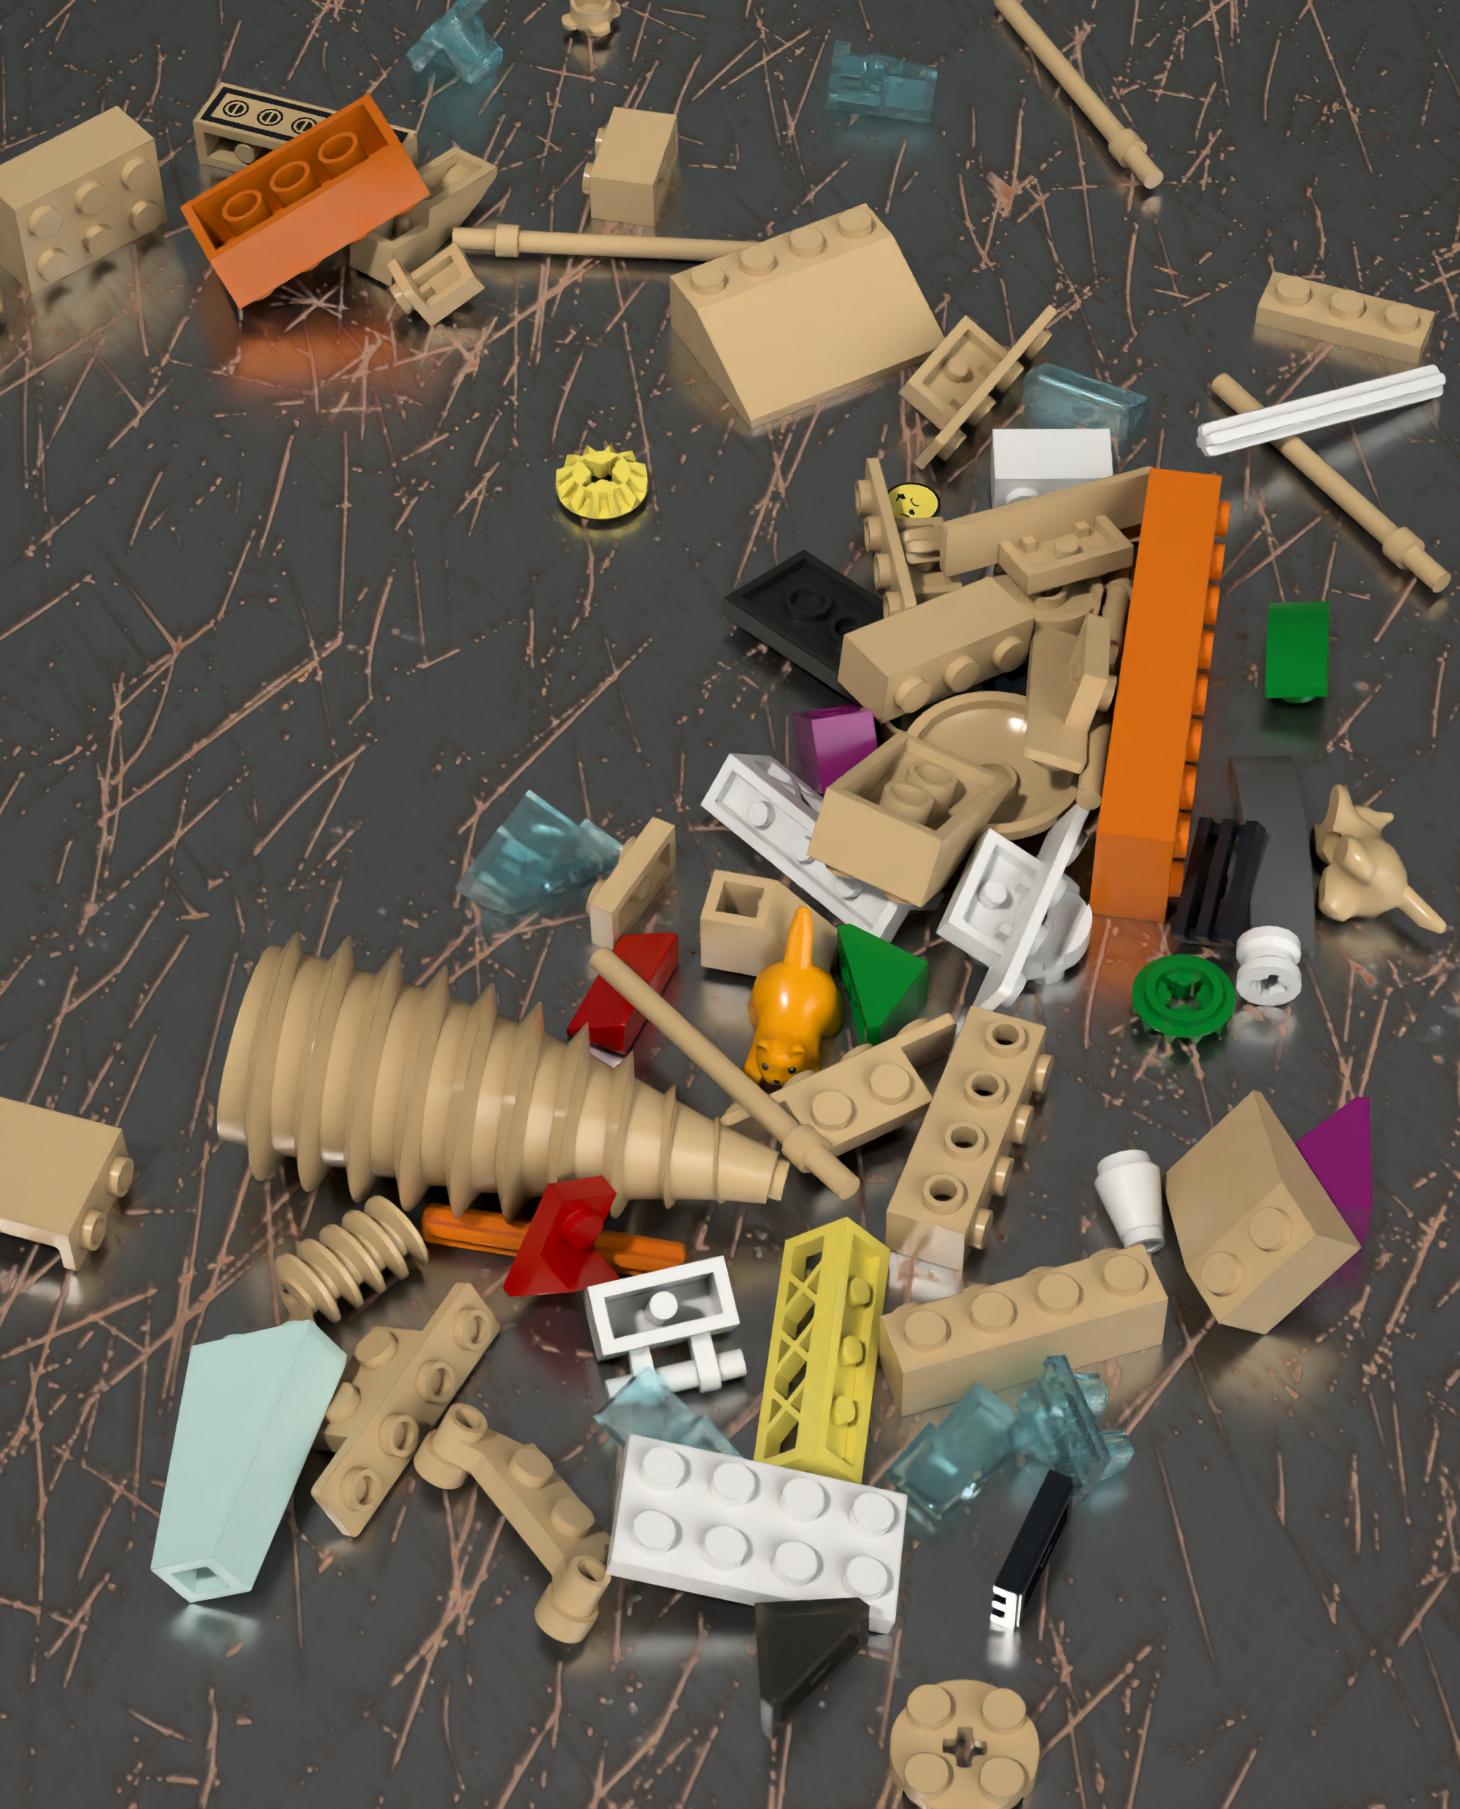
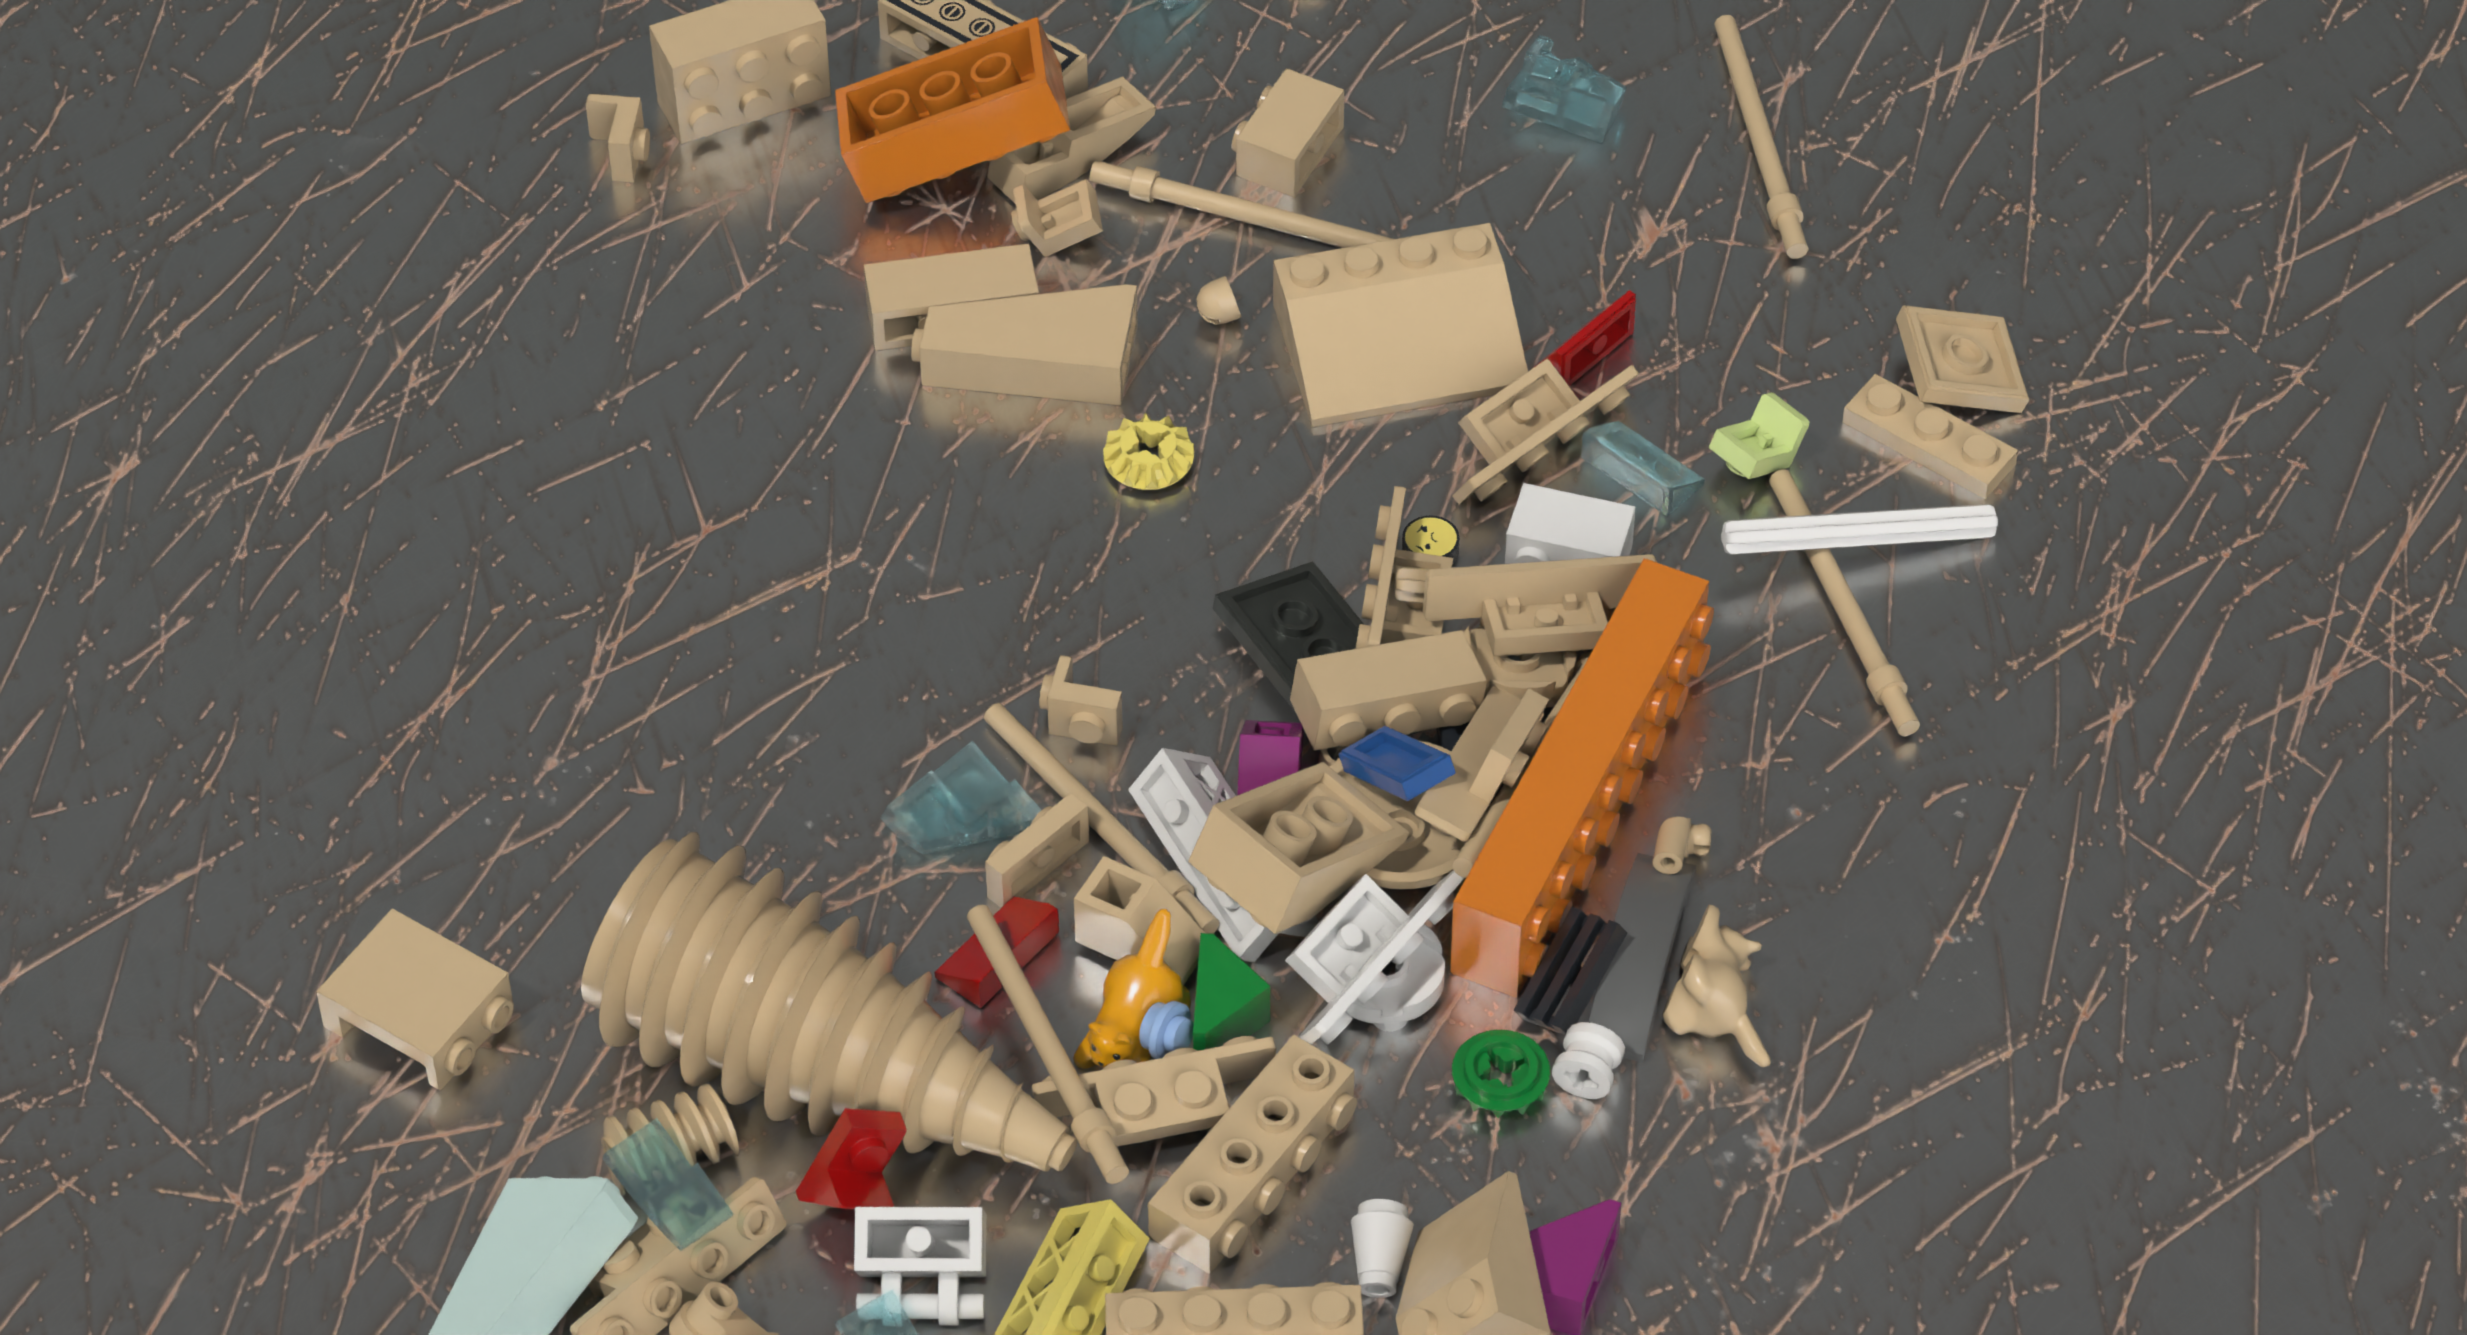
camera: 15 degrees right, 0 degrees up
(356, 376) = (905, 288): none -> tan brick
(370, 1315) = (666, 1186): none -> clear light blue slope
(452, 405) = (1033, 345): none -> tan slope
(490, 1233) = (903, 1180): orange axle -> none
(621, 330) = (1217, 302): none -> tan hinge
(626, 736) = (1080, 710): none -> tan bracket
(687, 841) = (1098, 816): none -> tan bar
(835, 1030) = (1166, 1028): none -> light blue plate
(981, 713) = (1396, 763): none -> blue tile
(996, 289) = (1595, 339): none -> red slope
(1197, 348) = (1765, 441): none -> yellowish green bracket
(1270, 736) = (1677, 840): none -> tan arm
(1298, 651) = (1738, 764): green slope -> none
(1349, 242) = (1962, 359): none -> tan plate

